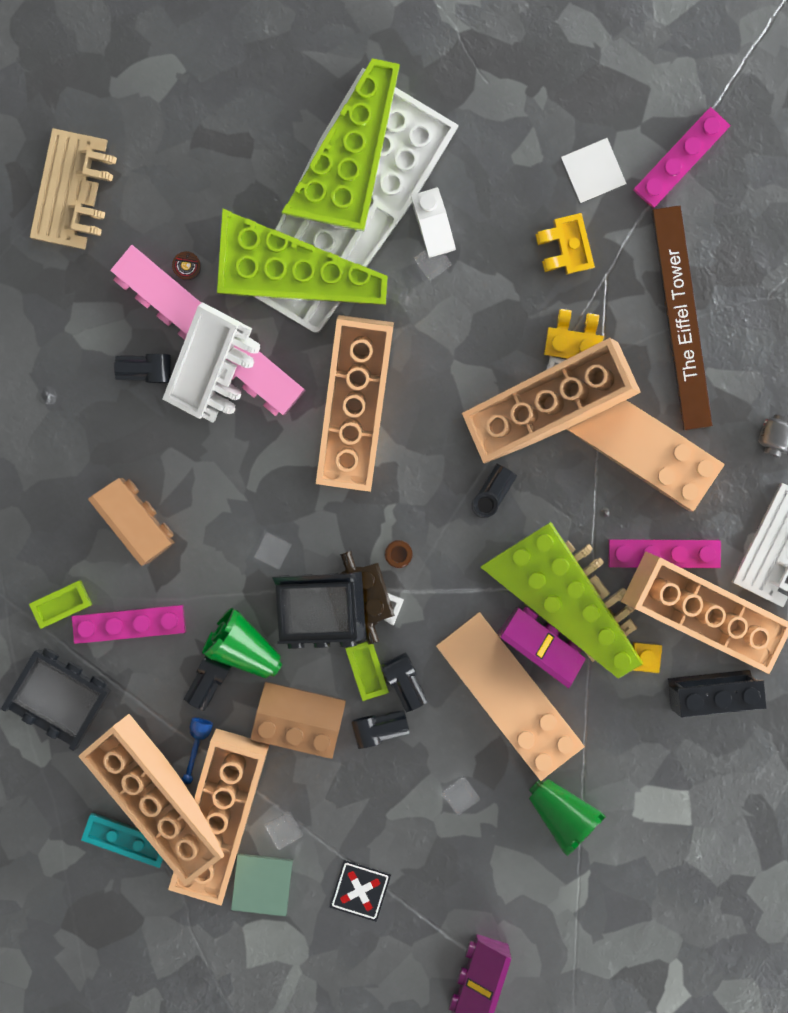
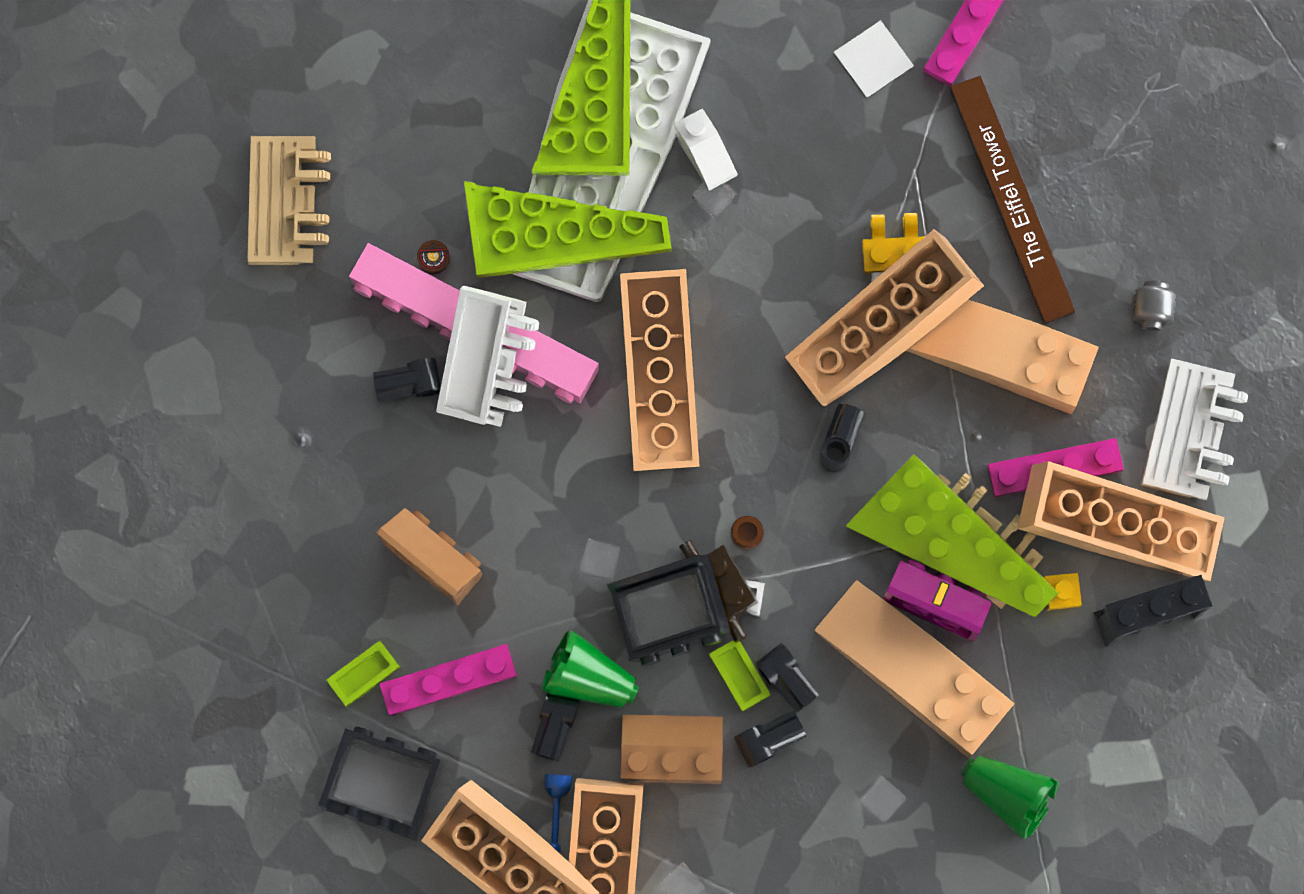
camera: 15 degrees left, 10 degrees down
(572, 243) = (869, 143): yellow plate -> none

